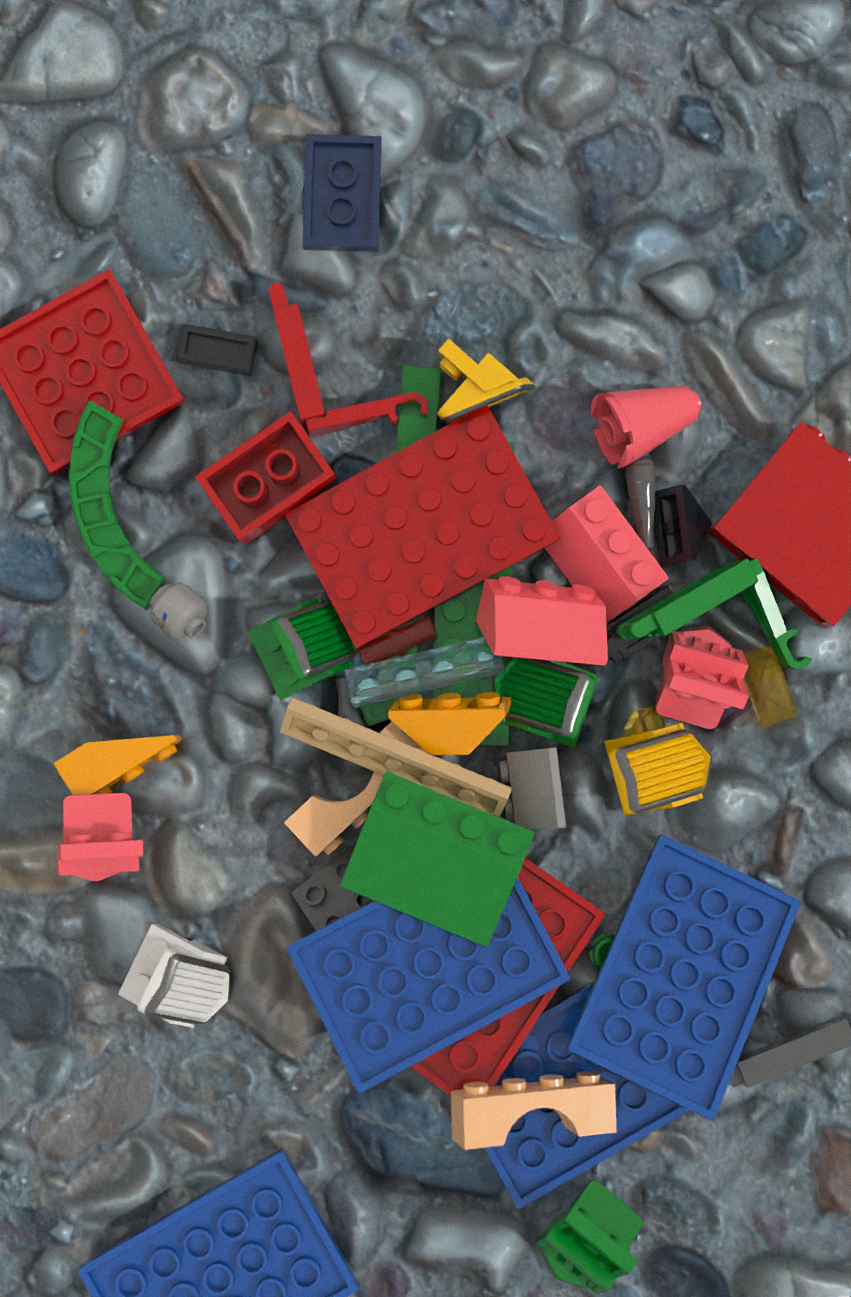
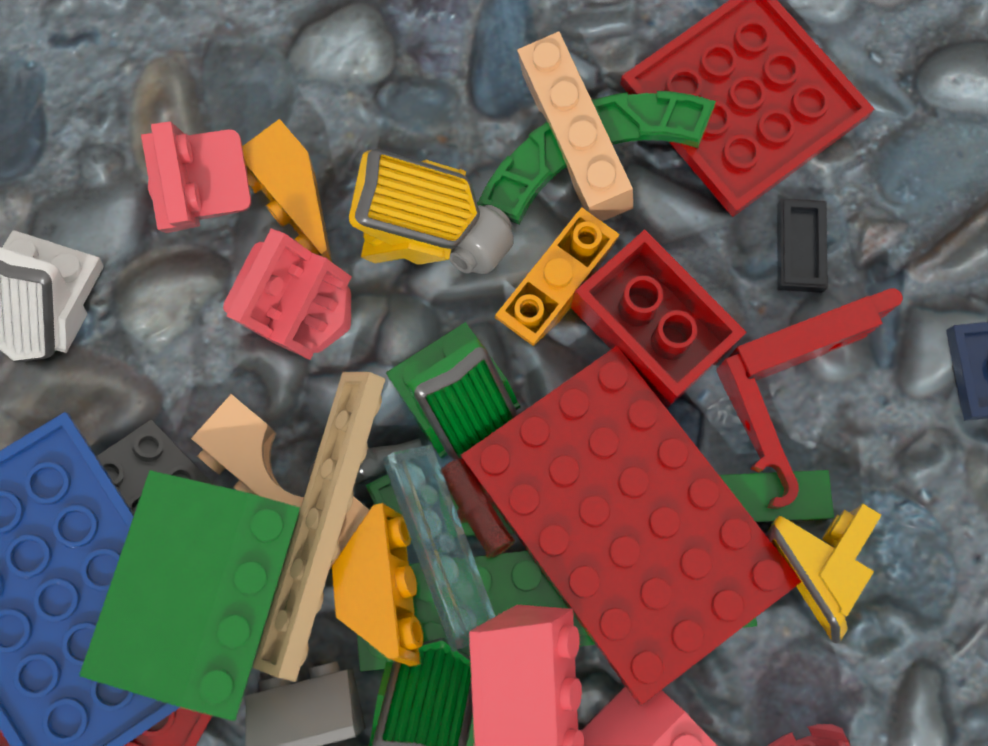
camera: 80 degrees right, 10 degrees down
(93, 518) = (576, 127): none -> light nougat arch
(149, 660) = (411, 208): none -> yellow piece
(207, 771) = (291, 296): none -> coral piece
(222, 552) = (550, 285): none -> light orange slope

